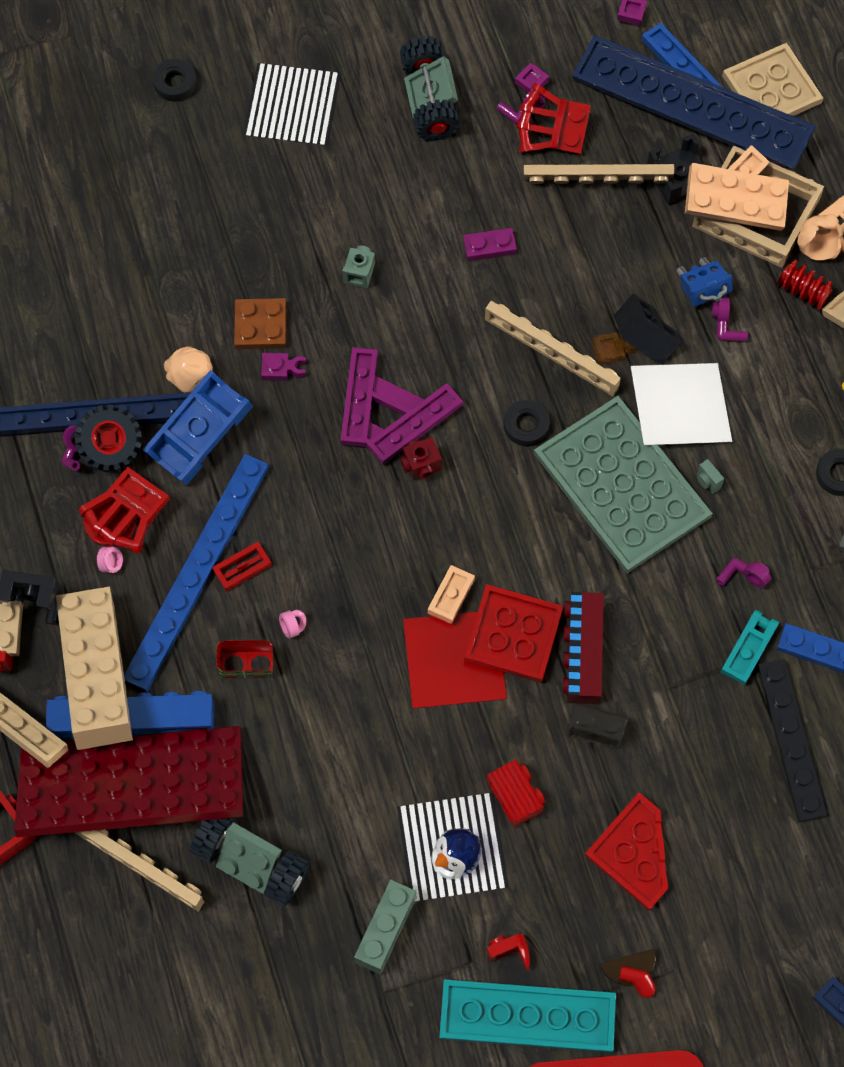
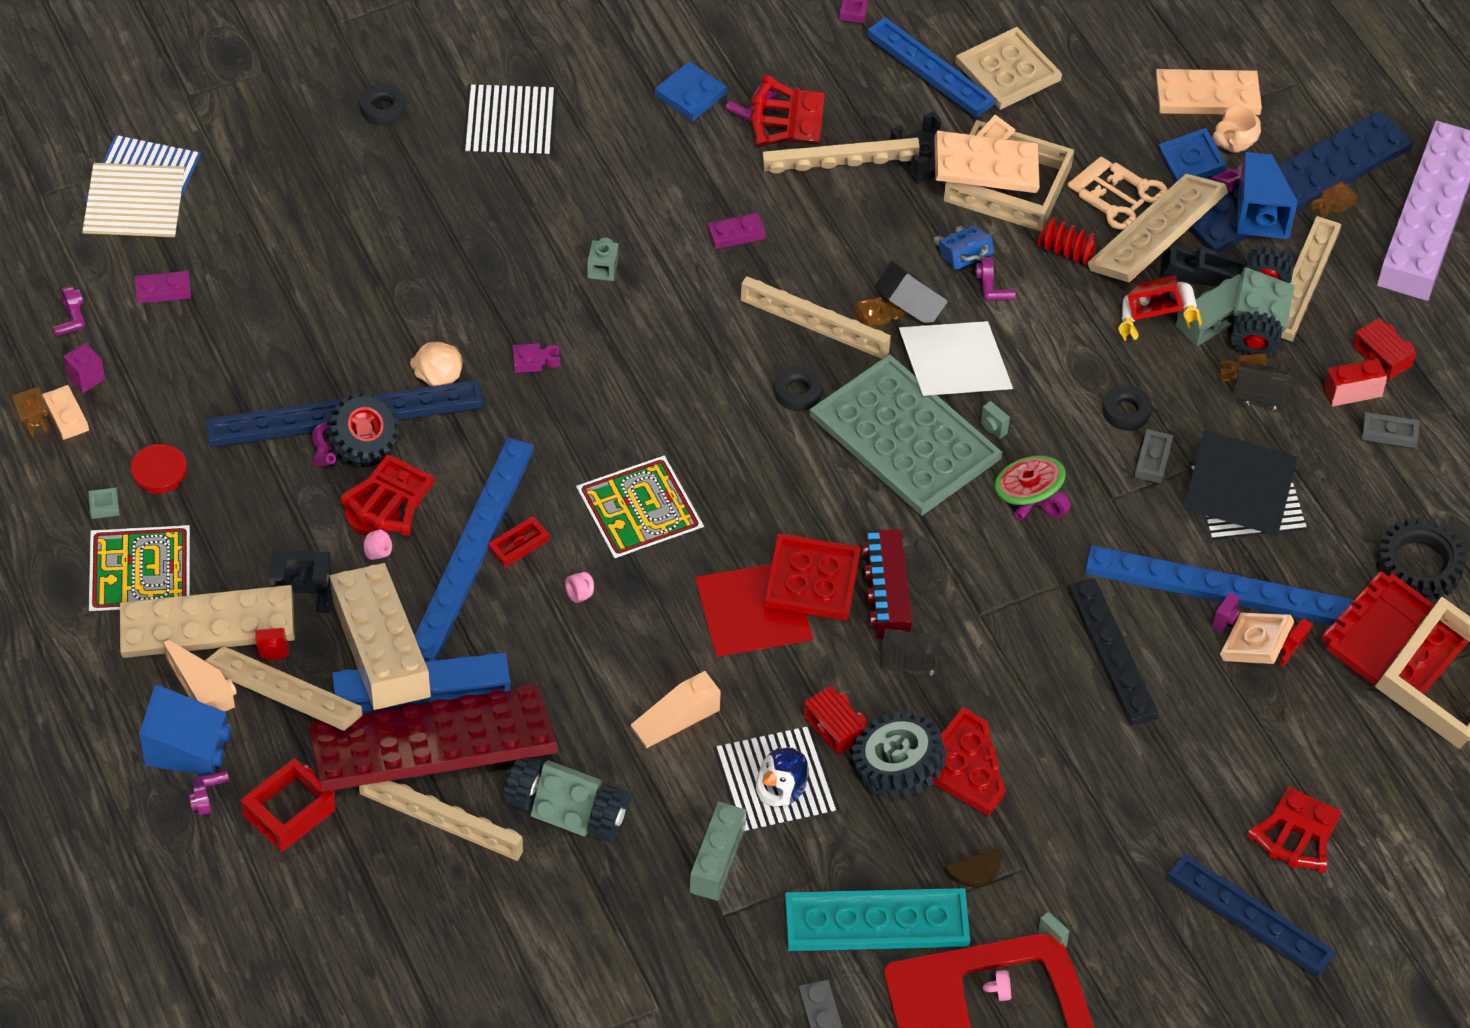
camera: 10 degrees left, 15 degrees down
(197, 427) = (454, 414): blue piece -> none
(240, 648) = (544, 612): red piece -> none
(260, 323) = (506, 320): dark orange plate -> none
(361, 537) = (639, 506): none -> sticker
(366, 768) = (678, 710): none -> light nougat slope
(418, 413) = (681, 389): magenta plate -> none
(421, 458) = (694, 425): dark red brick -> none
(430, 88) = (655, 90): plate -> none
(451, 594) = (742, 547): light nougat plate -> none
(472, 87) = (690, 91): none -> blue plate
(505, 946) = (847, 858): red plate -> none
(531, 75) = (753, 76): magenta plate -> none
(582, 858) = (905, 766): none -> black wheel
(640, 980) = (990, 875): red arm -> none
(693, 102) = (928, 84): dark blue plate -> none
(694, 1046) = (1051, 926): none -> sand green tile
(749, 648) = (1057, 571): teal plate -> none
(750, 551) = (1030, 480): none -> wheel
(820, 237) = (1077, 196): light nougat hair -> none

